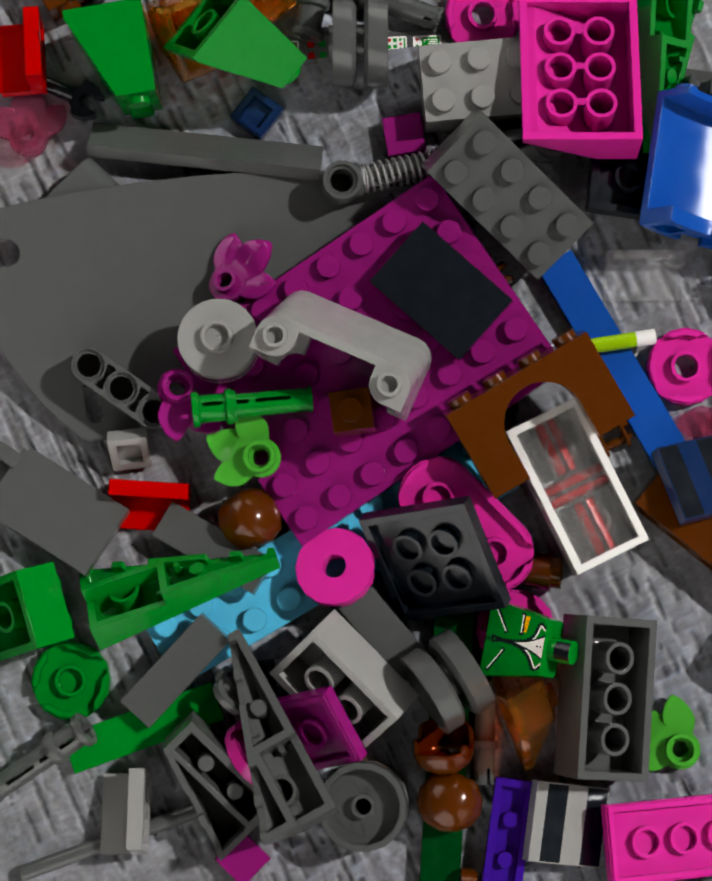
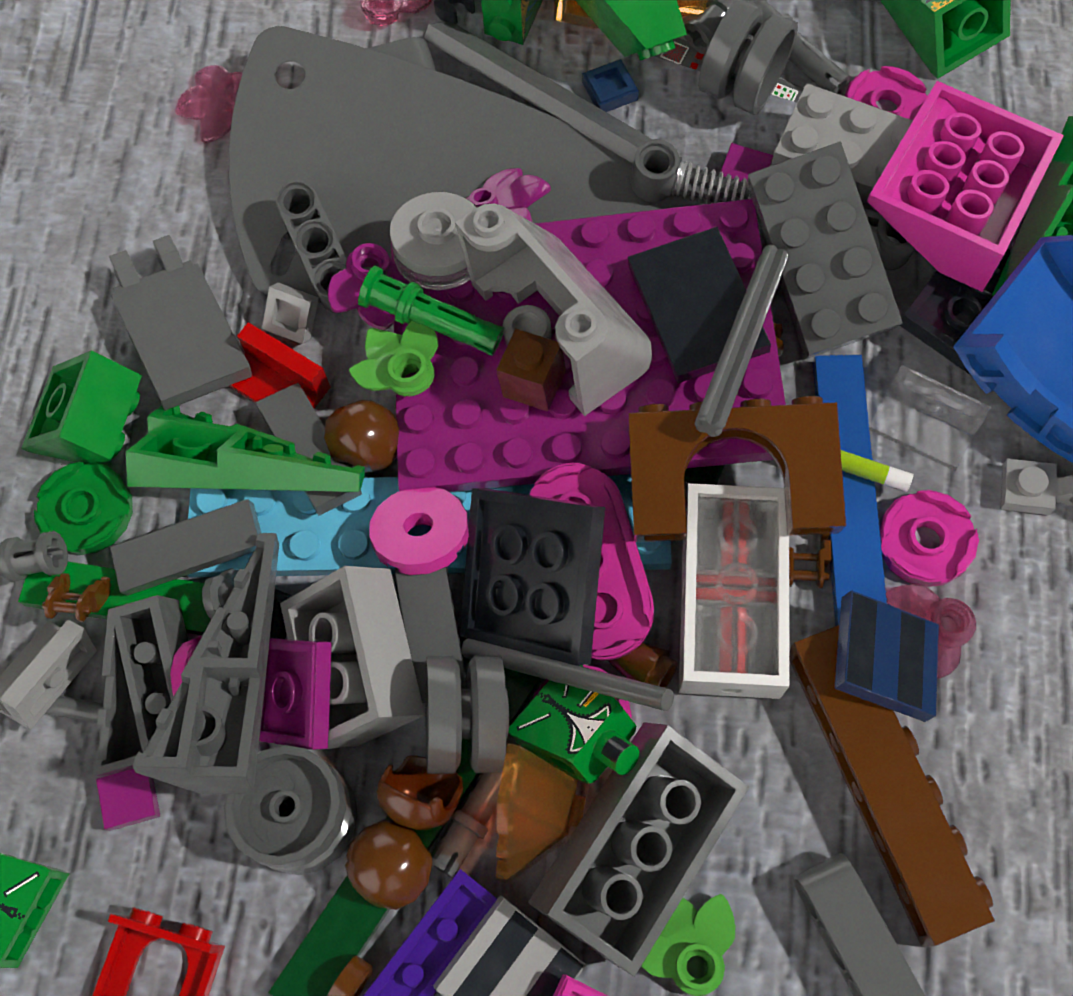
camera: 35 degrees right, 15 degrees down
(133, 745) = (89, 601): none -> reddish brown piece
(326, 376) = (527, 319): none -> light grey tile
(494, 313) = (741, 342): none -> dark grey axle
(500, 616) = (574, 675): none -> dark grey axle

